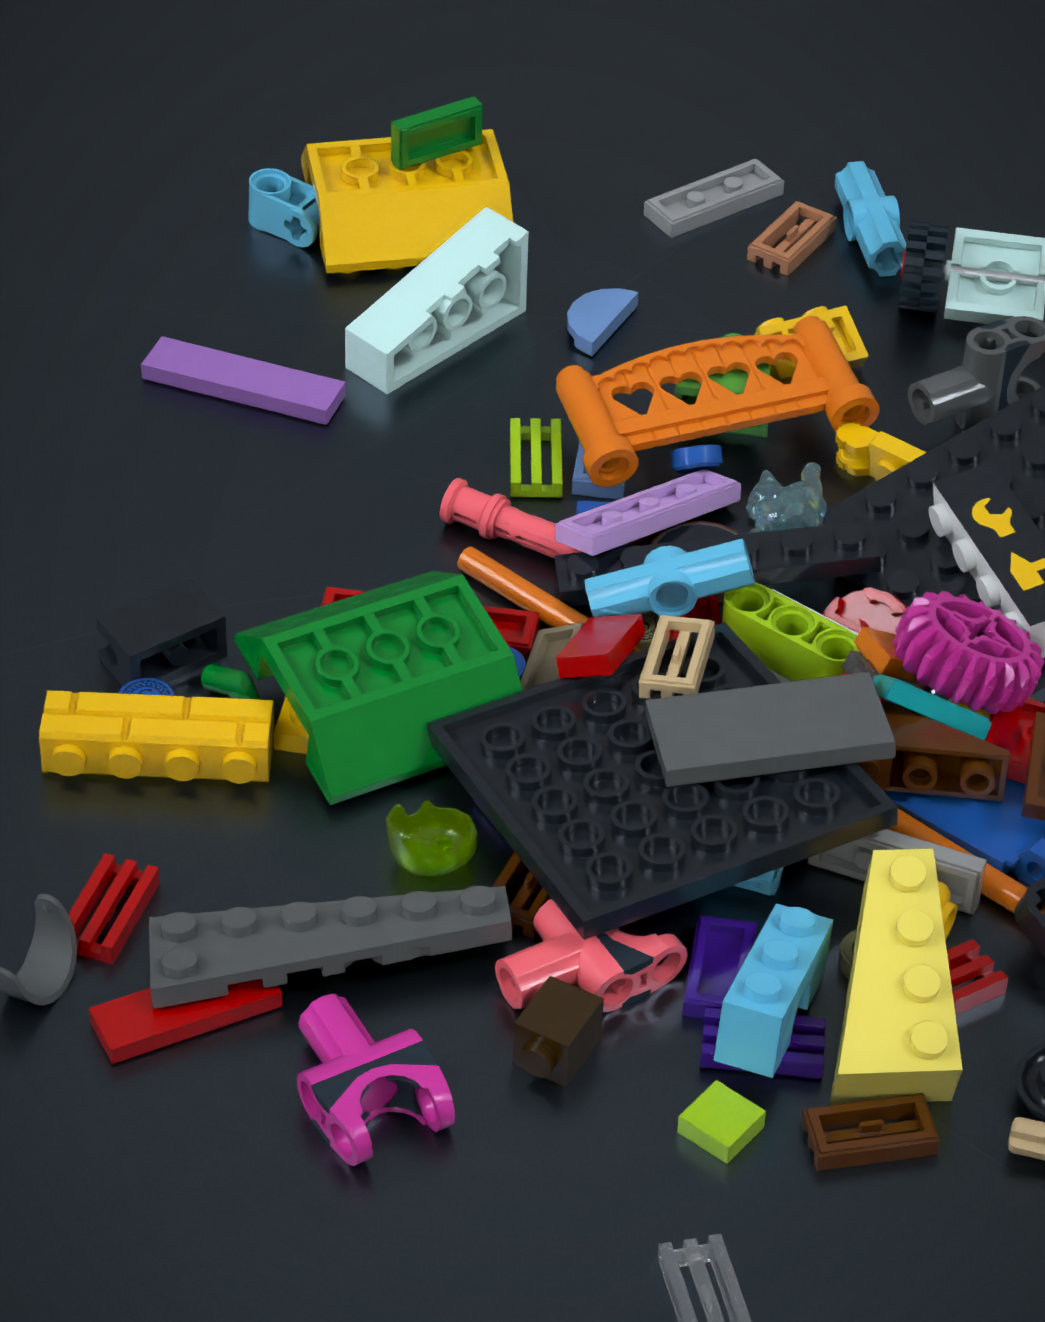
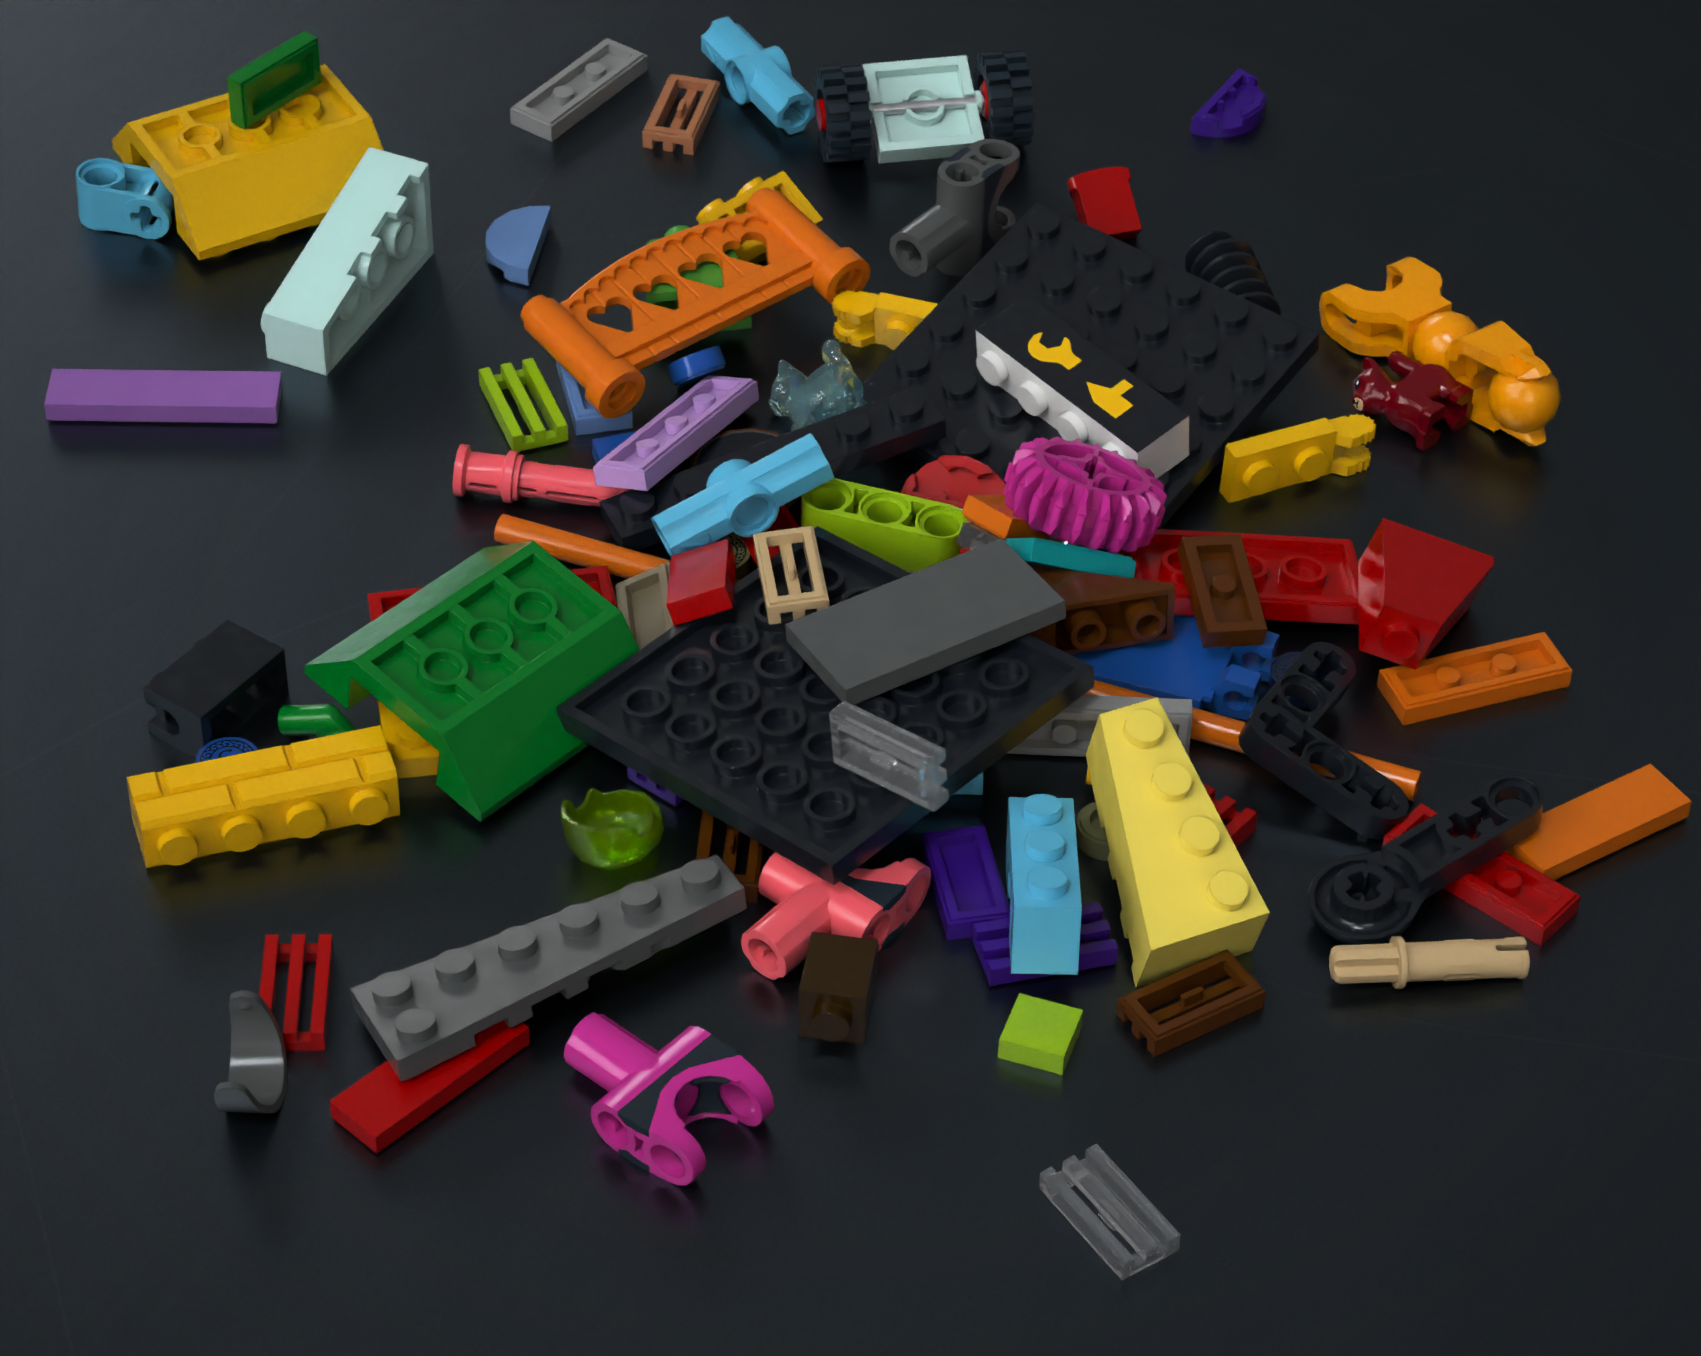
camera: 20 degrees left, 0 degrees up
(670, 838) = (888, 755): none -> clear tile

